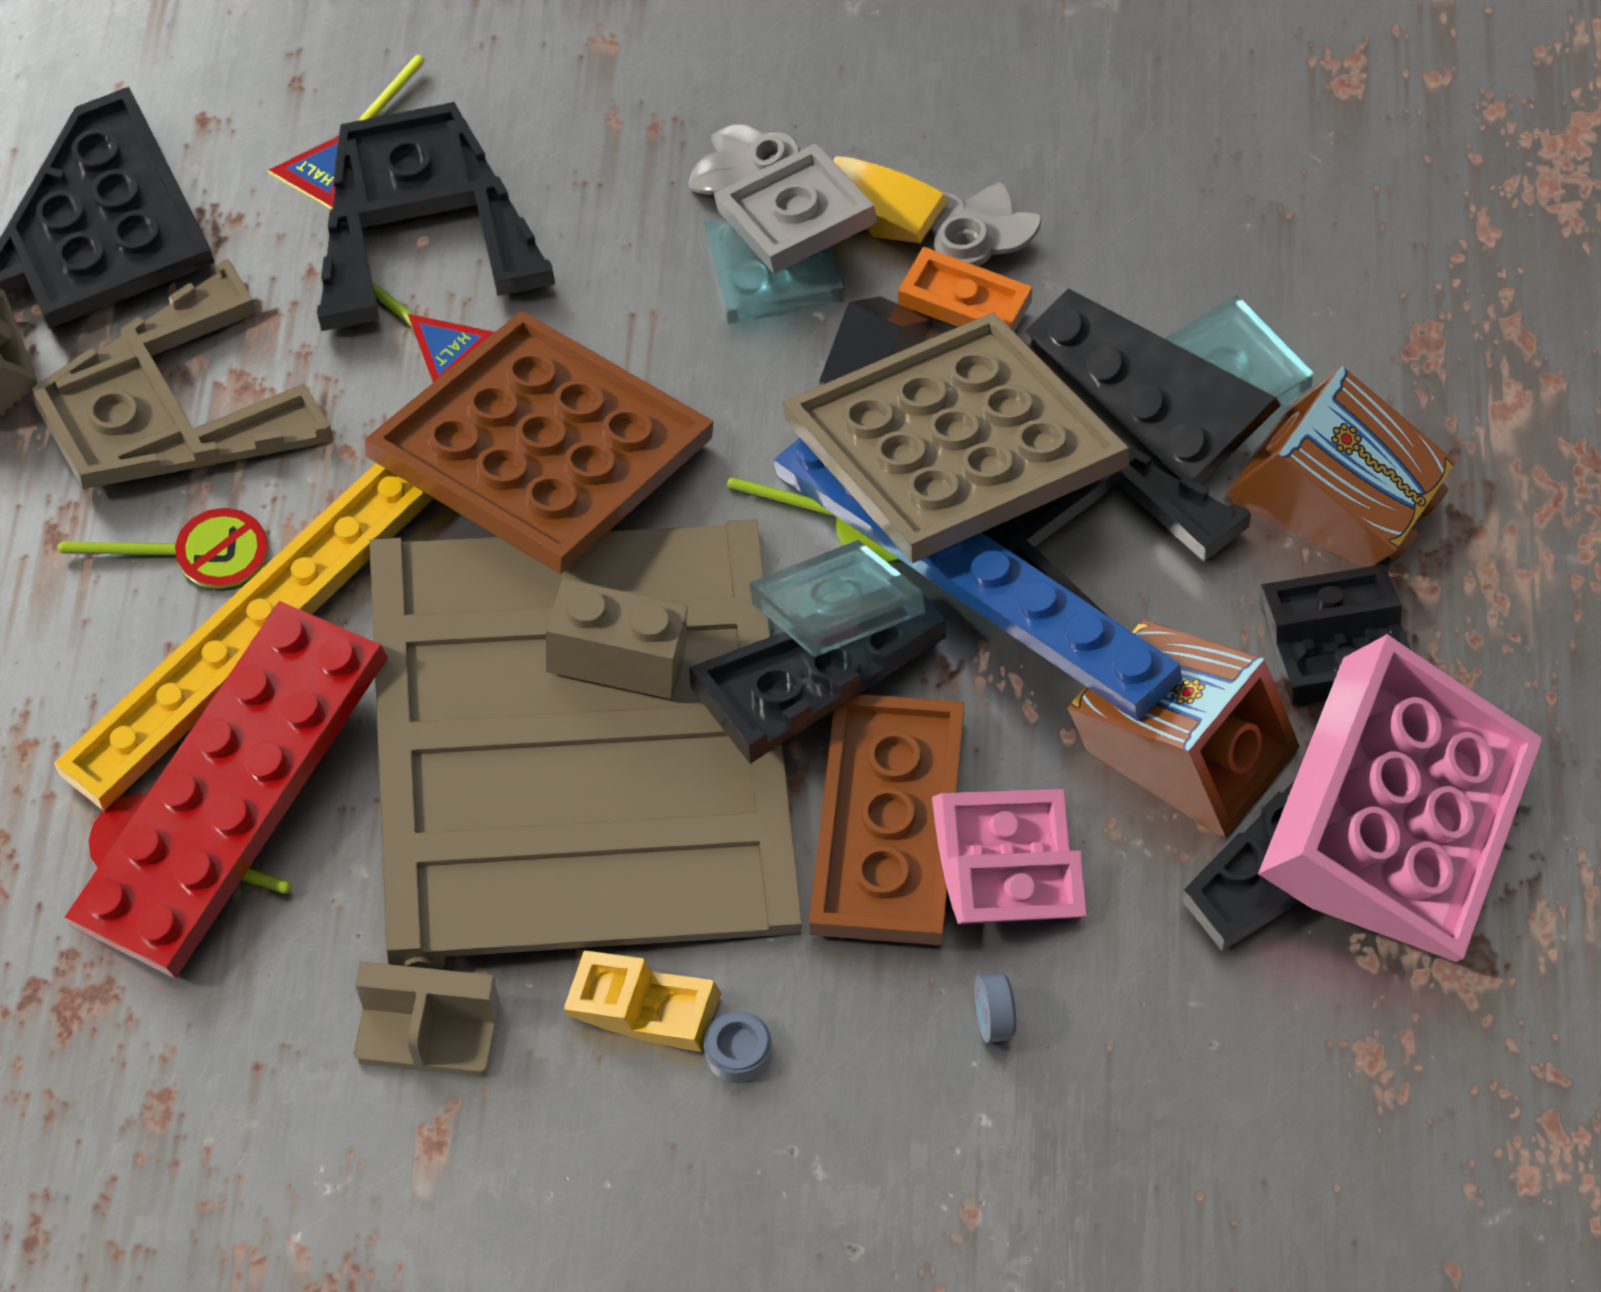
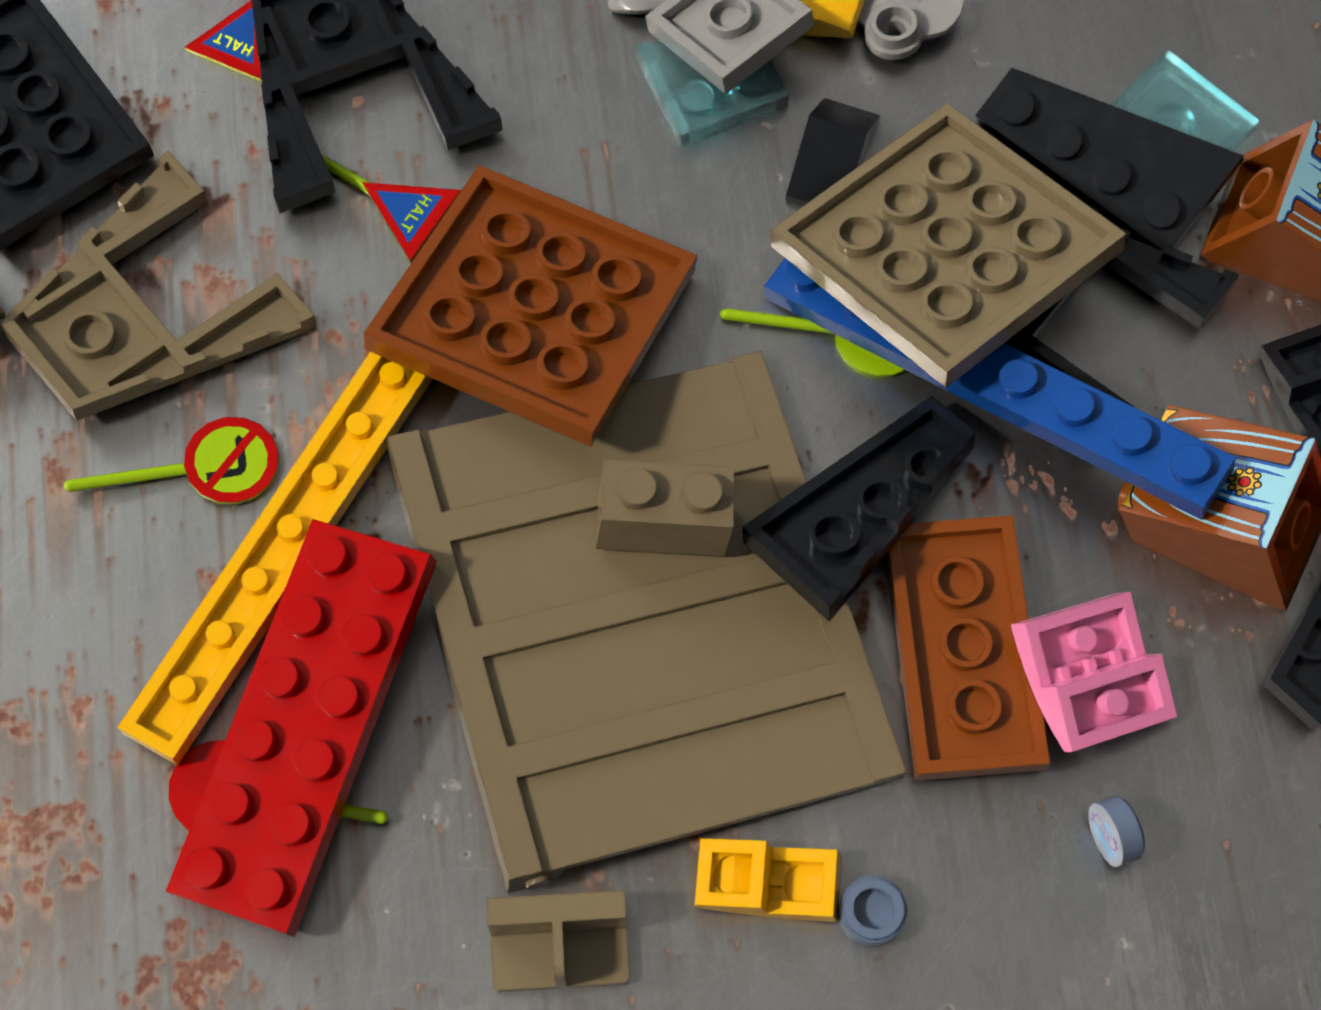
camera: 15 degrees left, 10 degrees up
(836, 597) = (866, 427): clear light blue tile -> none
(961, 291) = (905, 83): orange plate -> none

